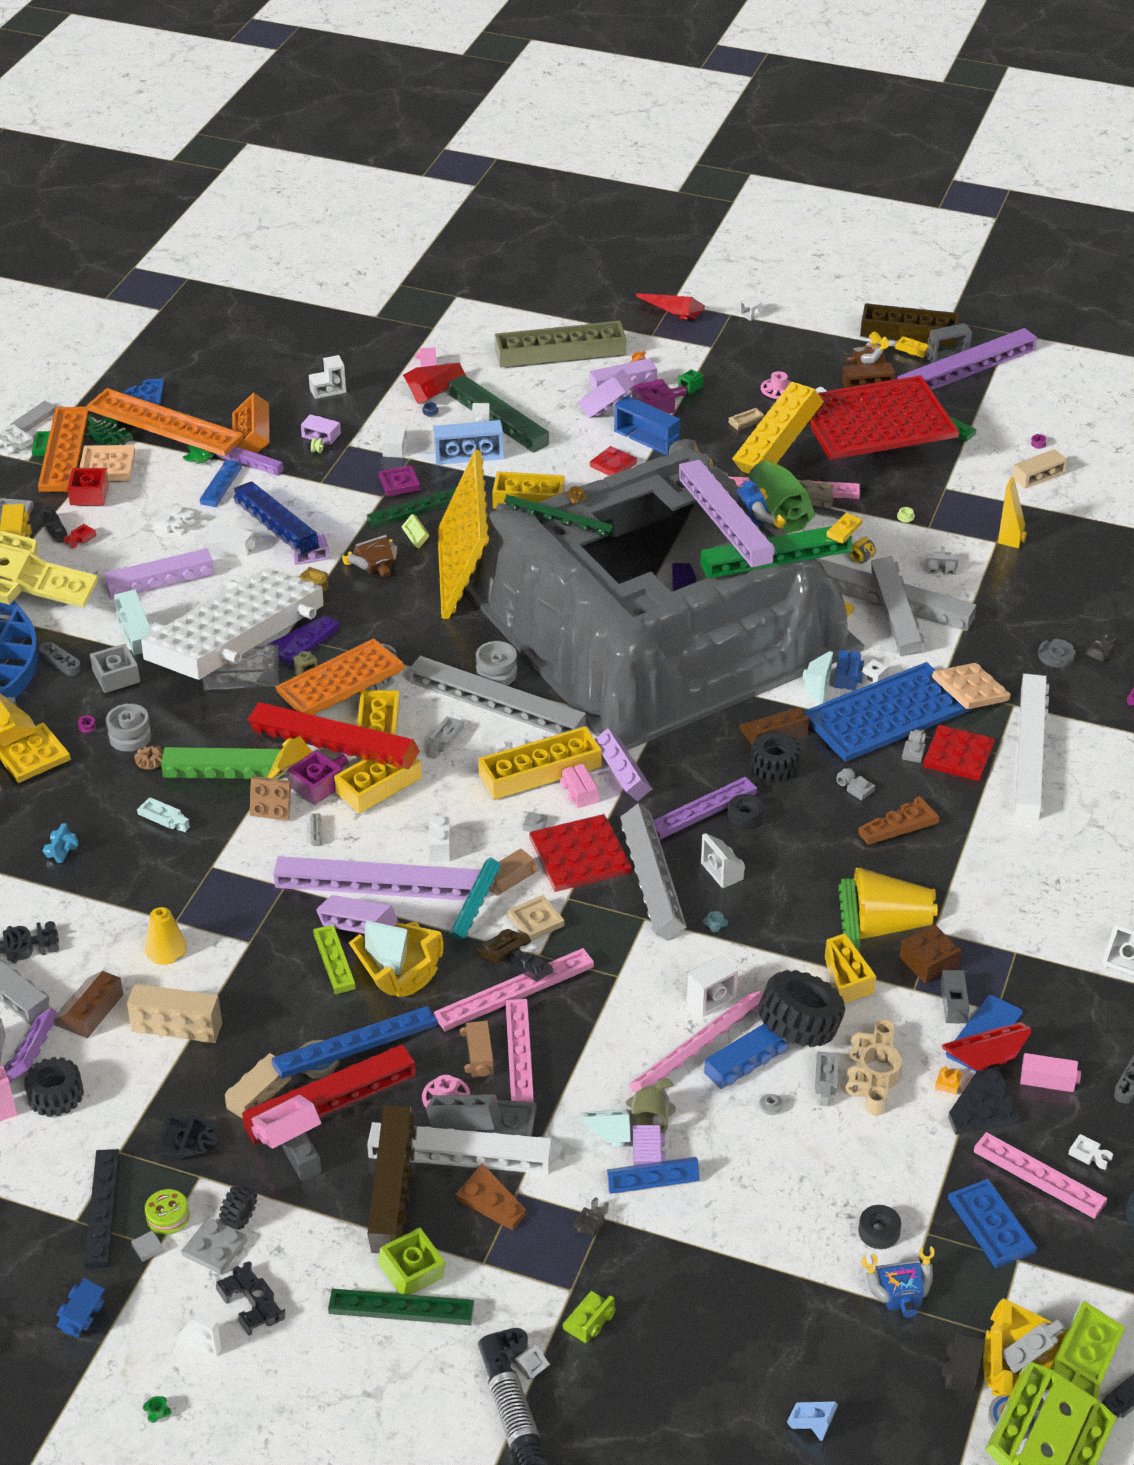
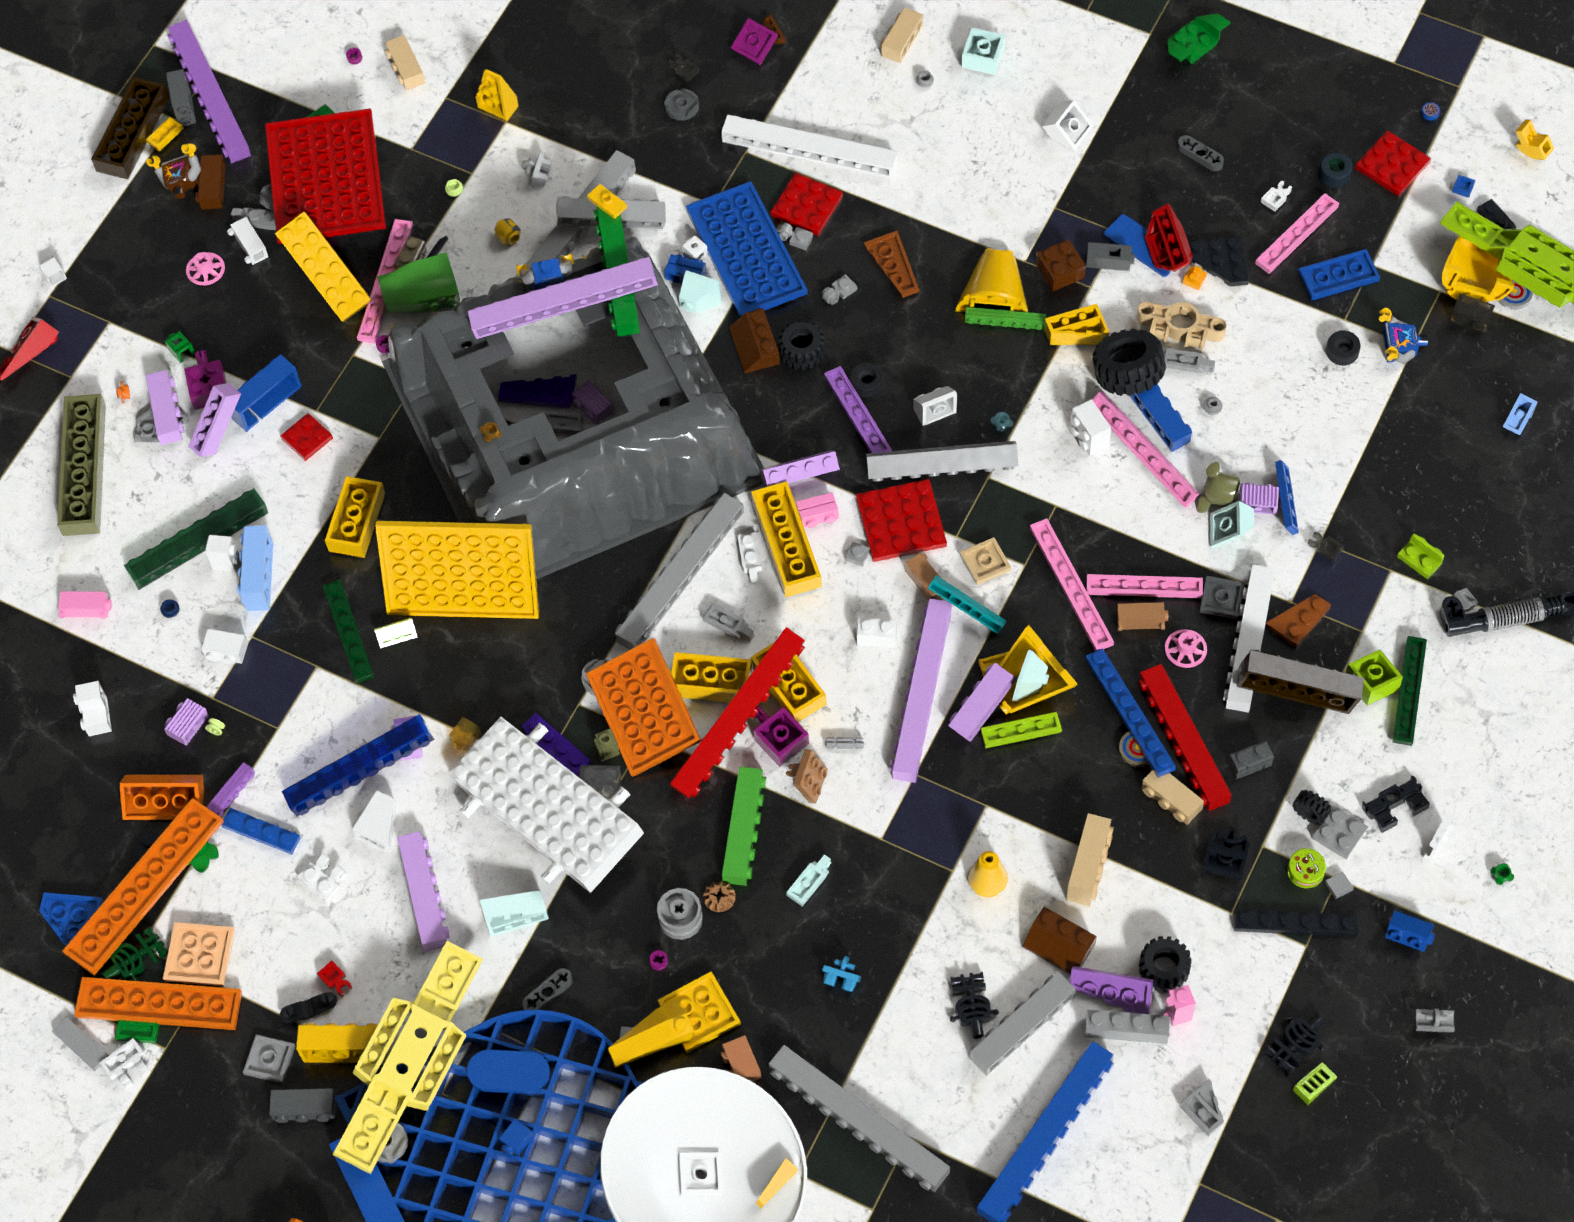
camera: 80 degrees left, 20 degrees up
(88, 486) = (251, 968): red brick -> none
(115, 668) = (584, 929): light grey brick -> none
(285, 1121) = (1225, 744): bright pink window -> none
(290, 754) = (761, 757): yellow slope -> none
(373, 555) = (436, 672): reddish brown torso -> none
(399, 480) = (299, 645): magenta plate -> none
(431, 380) = (127, 600): red wedge -> none
(464, 1112) = (1222, 627): dark grey brick -> none
(497, 662) = (635, 566): light grey wheel -> none
(502, 945) = (1016, 593): dark brown plate -> none
(530, 965) = (1050, 567): black hinge -> none
(566, 518) = (524, 450): dark green plate -> none
(746, 419) = (256, 304): tan tile -> none
(971, 685) = (724, 176): light nougat plate -> none
(1033, 1345) = (1468, 261): light grey hinge -> none
(1050, 1072) = (1195, 206): bright pink brick -> none

